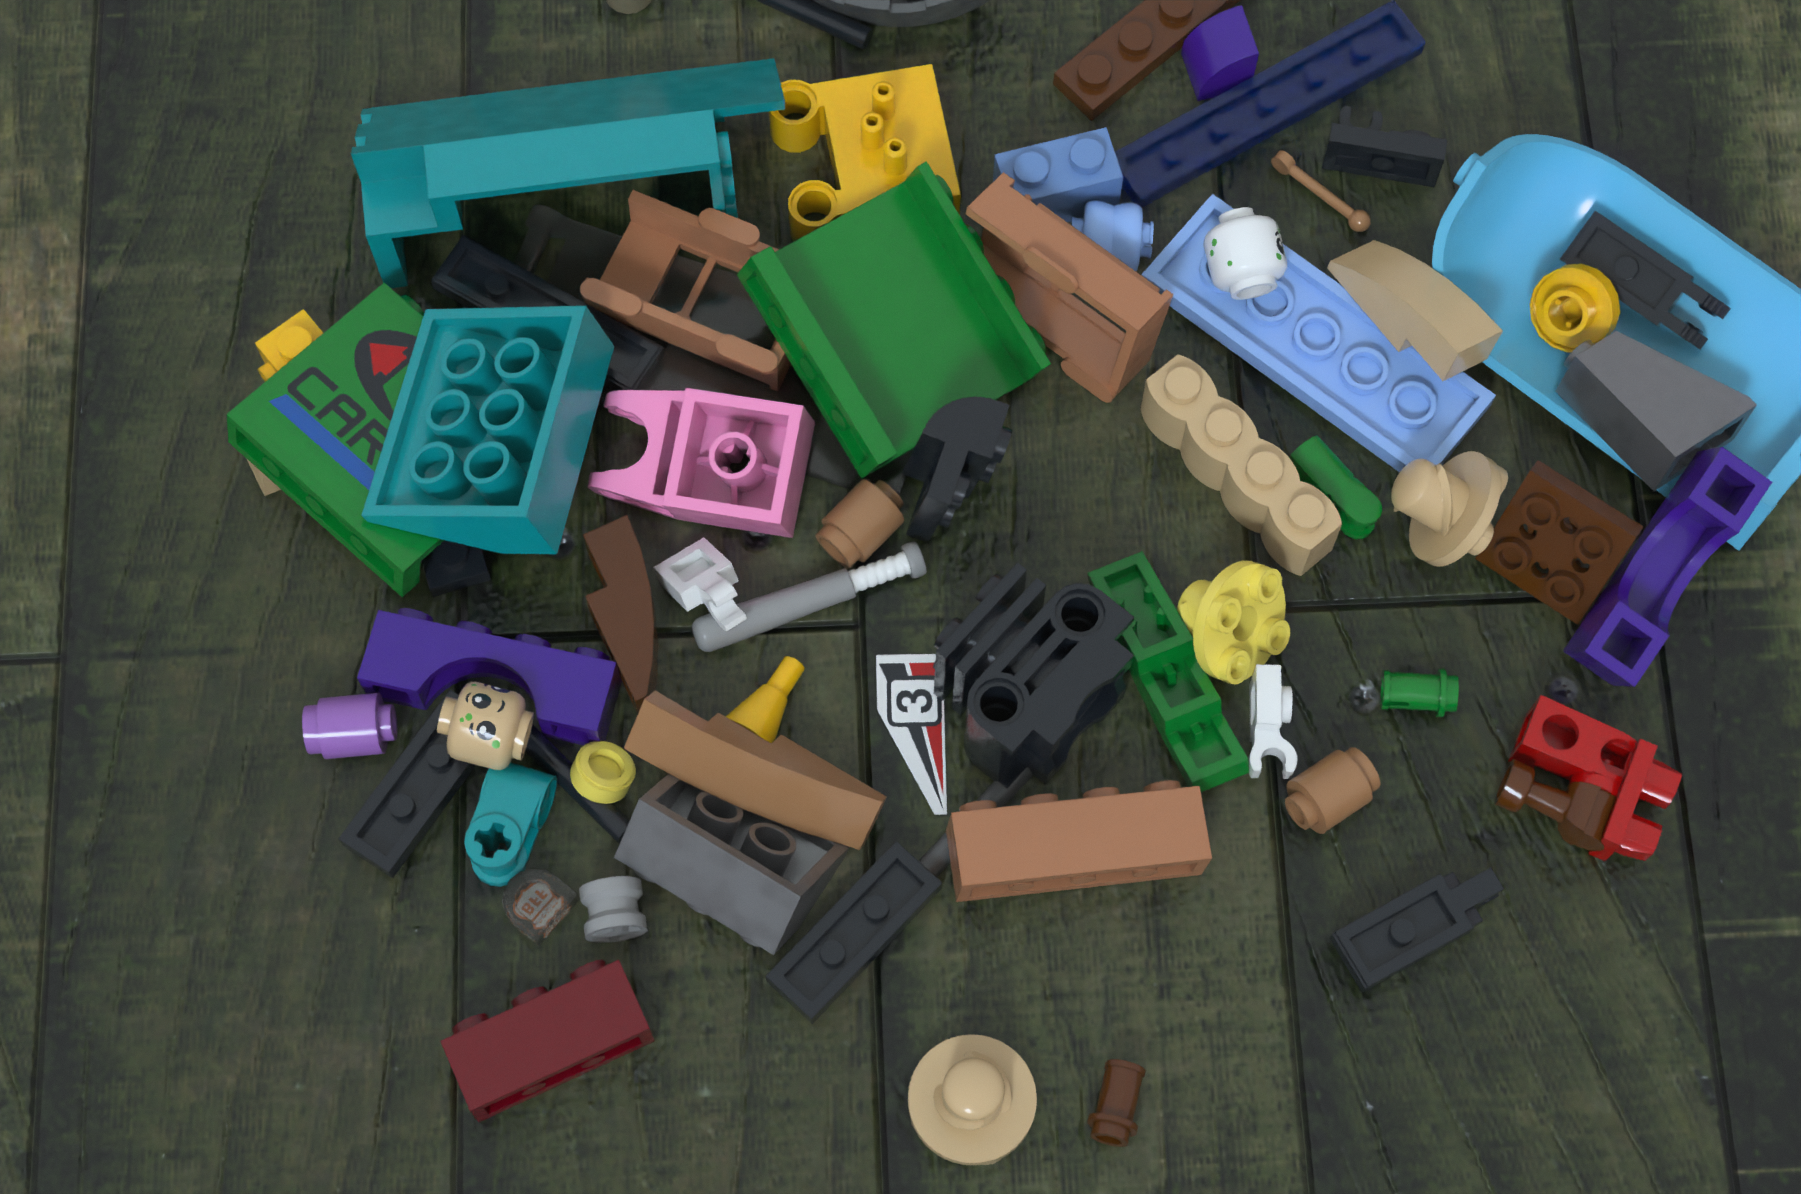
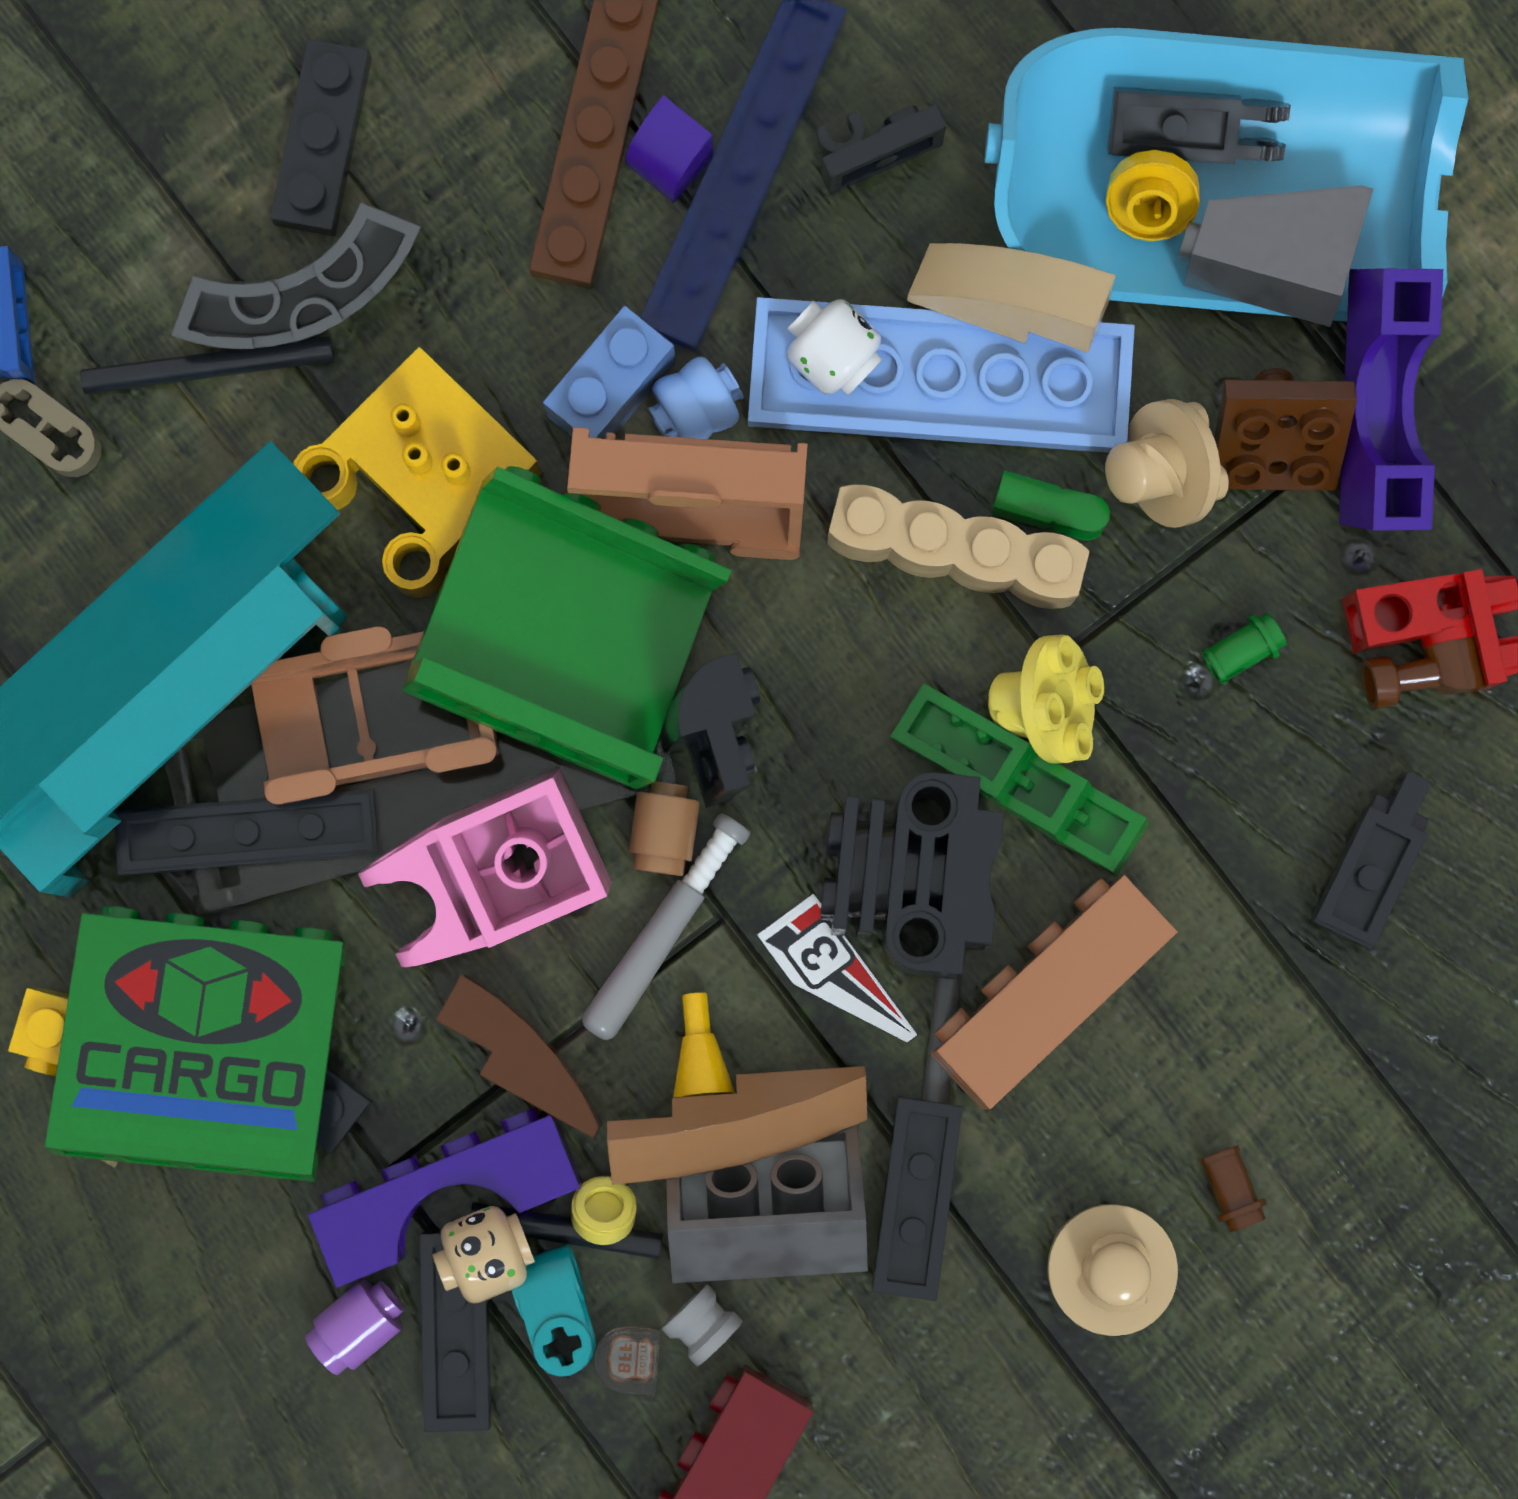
camera: 35 degrees left, 15 degrees up
(492, 427) = (287, 988): teal slope -> none
(702, 577) = (562, 979): white plate -> none
(1268, 710) = (1130, 757): white plate -> none
(1285, 164) = (898, 227): medium nougat hinge -> none
(1331, 790) = (1229, 791): medium nougat brick -> none

